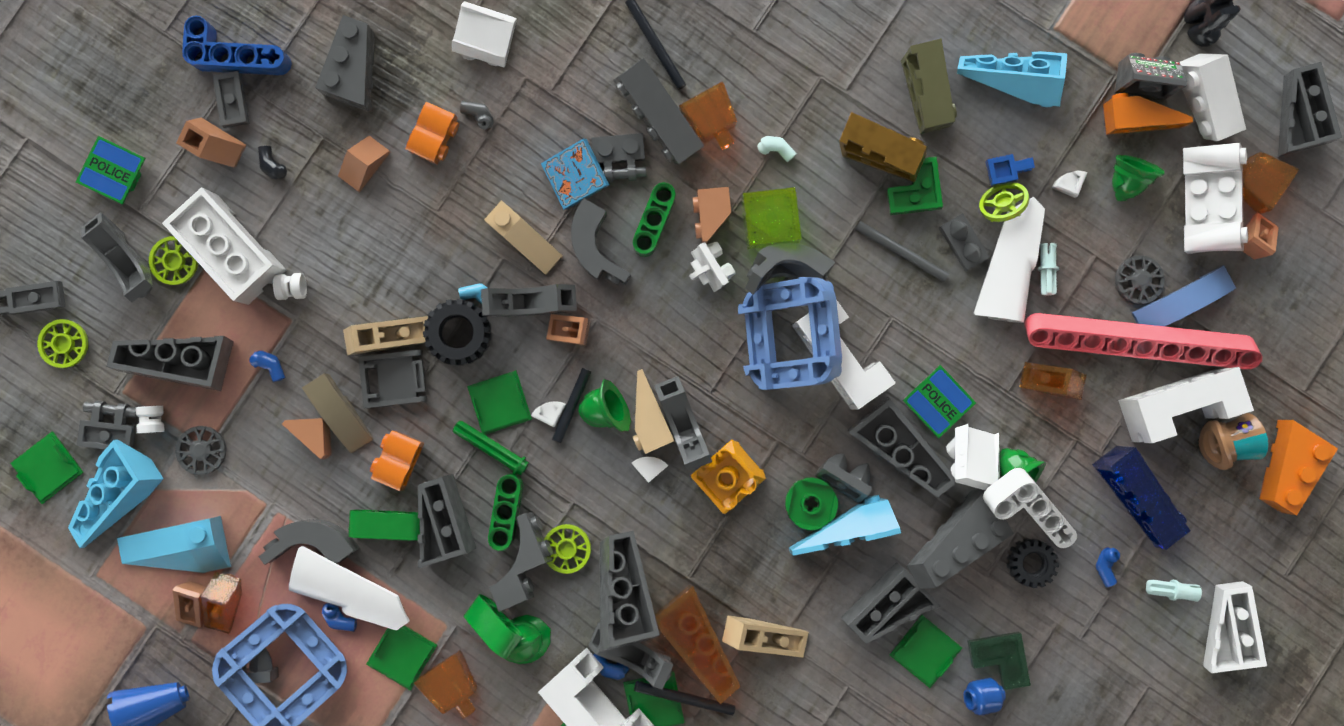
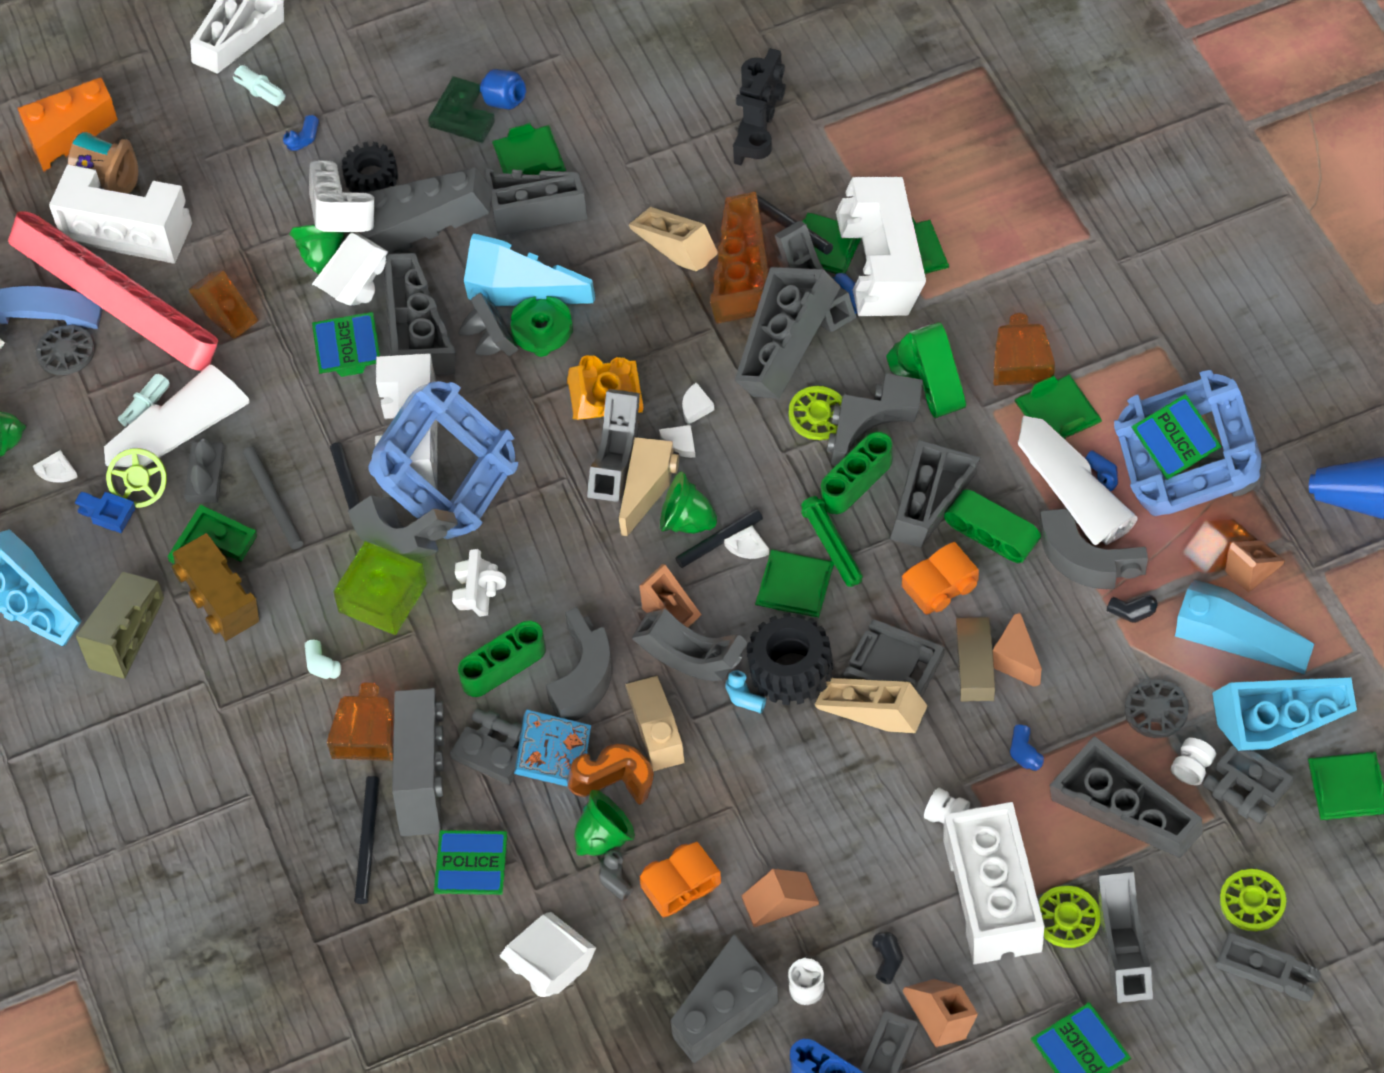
camera: 140 degrees left, 30 degrees down
(254, 515) = (1135, 610): none -> black arm
(288, 667) = (1176, 437): none -> piece
(305, 107) = (805, 973): none -> white wheel
(502, 139) = (601, 826): none -> green piece
(527, 179) = (612, 765): none -> dark orange animal
(573, 63) = (470, 862): none -> piece
(657, 504) = (696, 404): none -> white tile
(713, 211) = (434, 632): nougat slope -> none
(860, 295) = (344, 474): none -> black bar
(1142, 495) = (223, 170): clear blue wedge -> none

